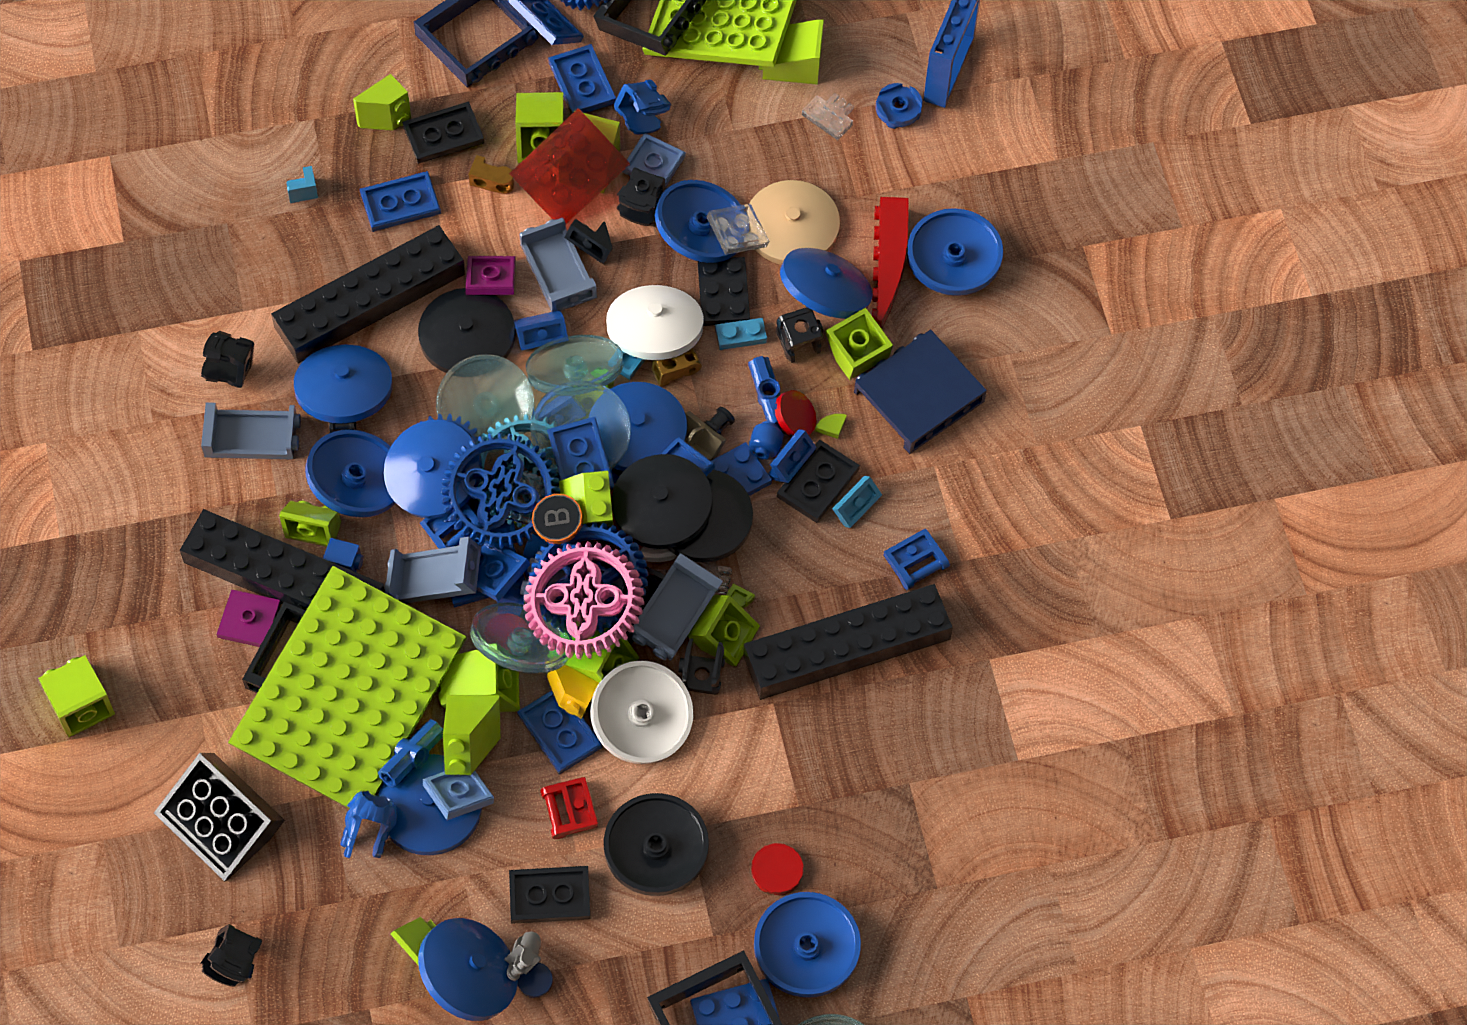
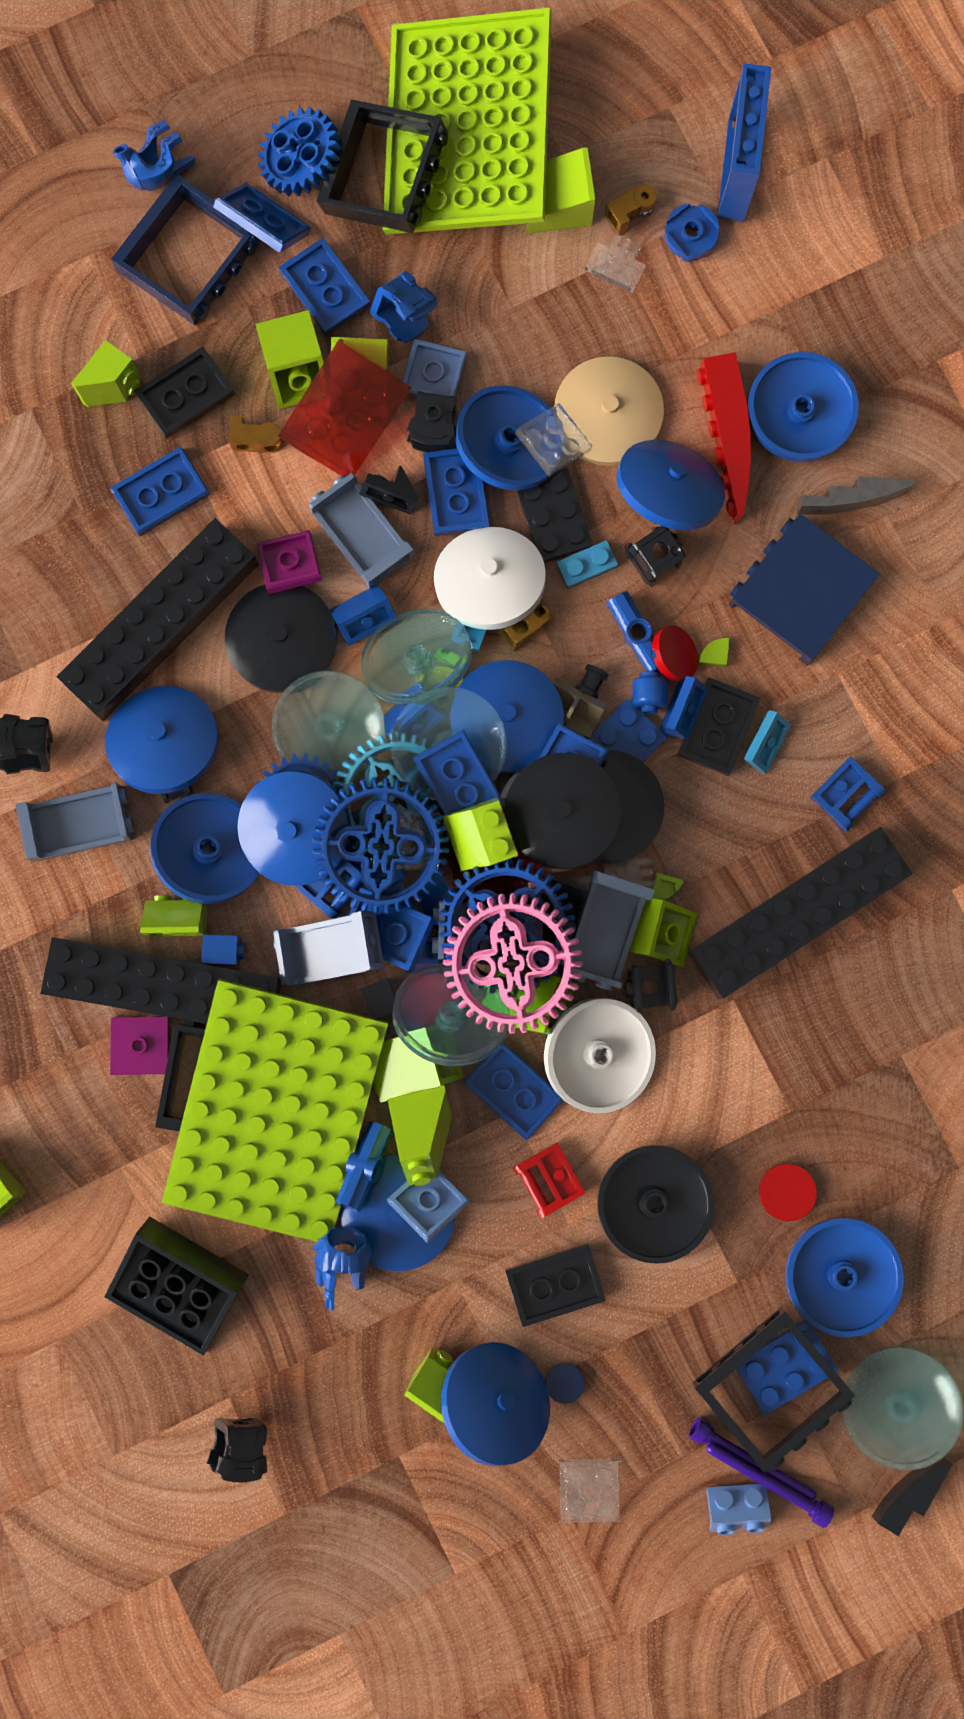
camera: 15 degrees left, 20 degrees up
(302, 188) = (44, 501): dark azure panel -> none
(463, 619) = (379, 998): none -> black panel
(523, 955) = (548, 1368): light grey arm -> none
(557, 518) = (455, 869): black tile -> none
(572, 689) = (523, 1051): yellow slope -> none
(644, 255) = (454, 493): none -> blue plate
(852, 75) = (629, 206): none -> pearl gold leg
(858, 343) = (724, 550): lime slope -> none
(991, 331) = (862, 494): none -> flat silver slope

